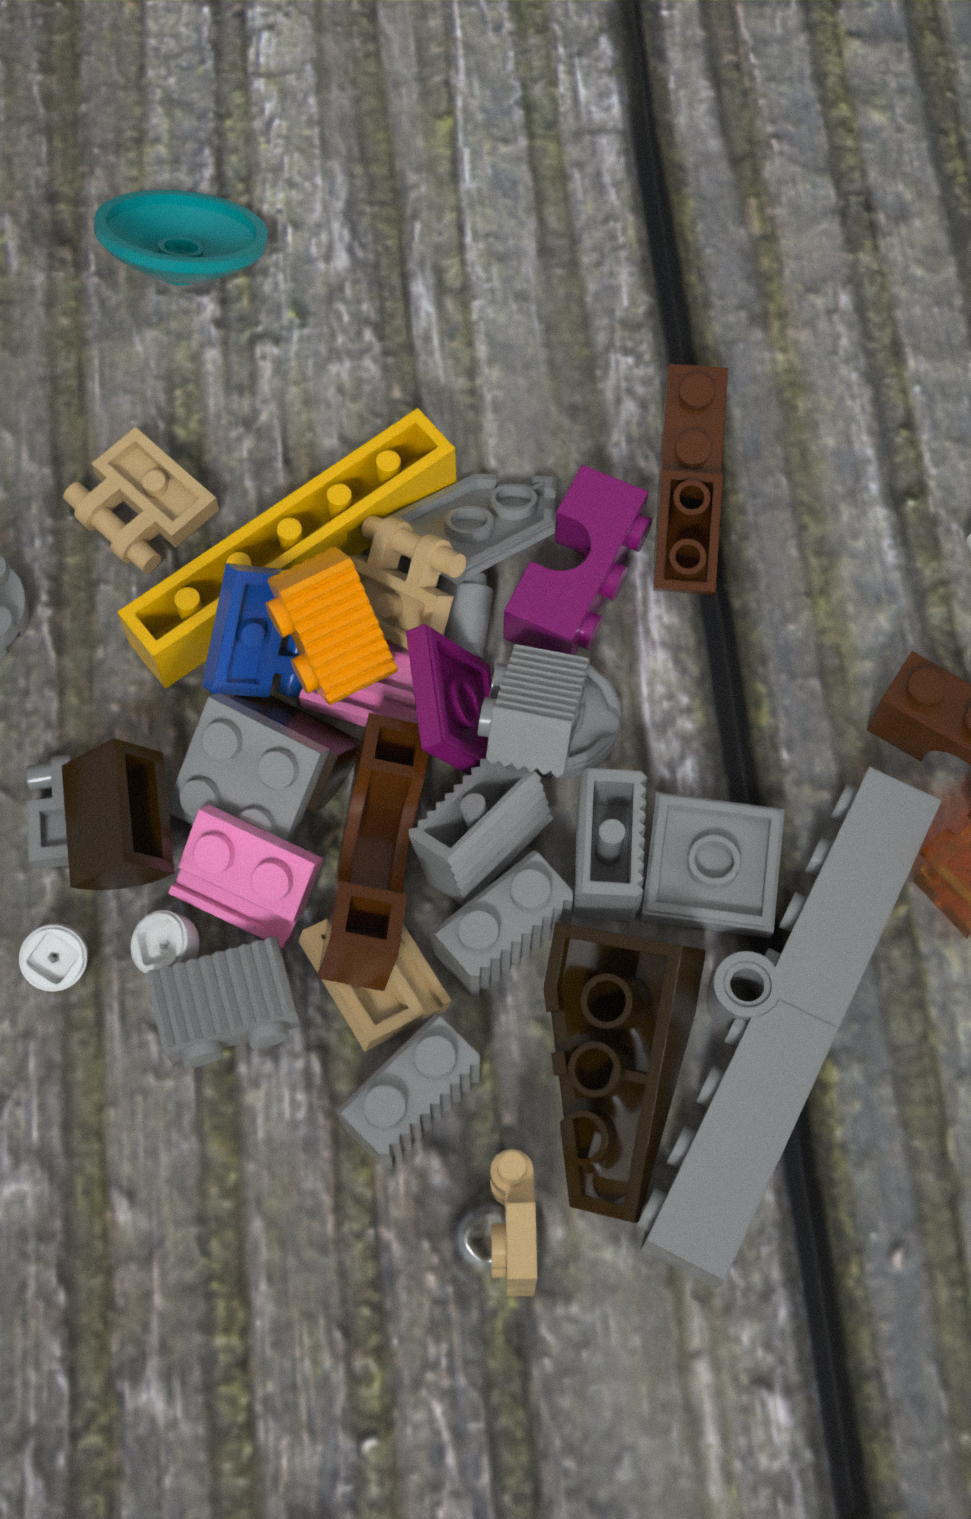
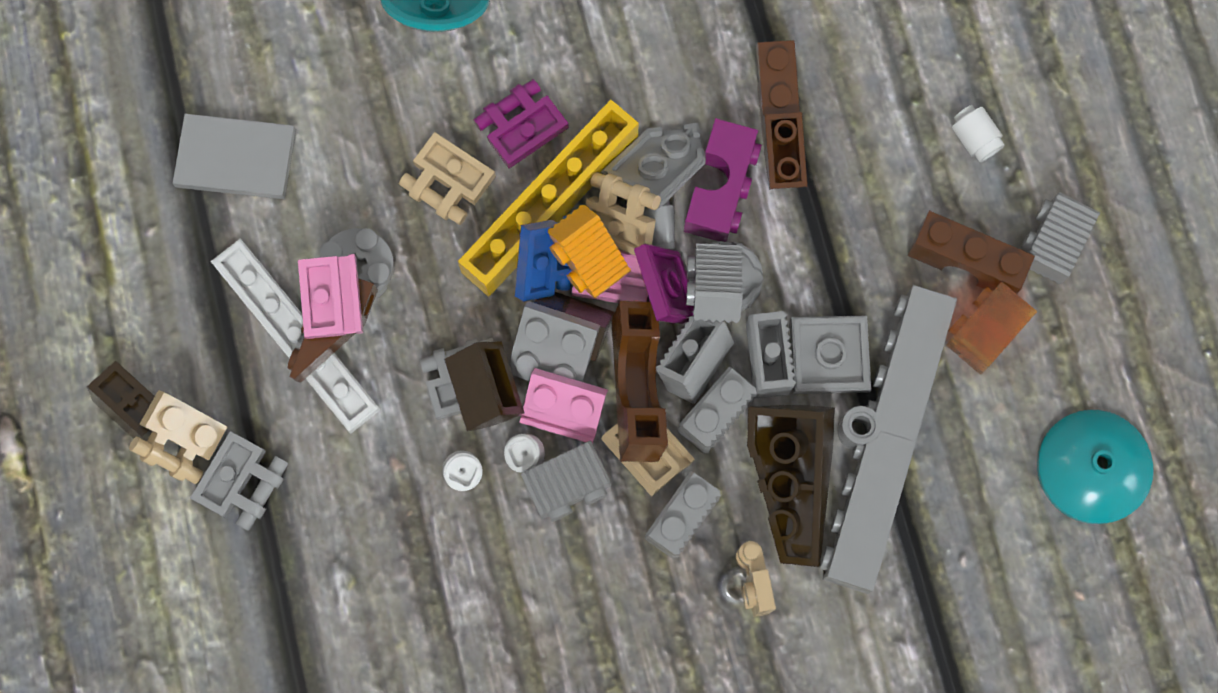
camera: 10 degrees left, 10 degrees up
(280, 449) = (526, 131): none -> magenta plate

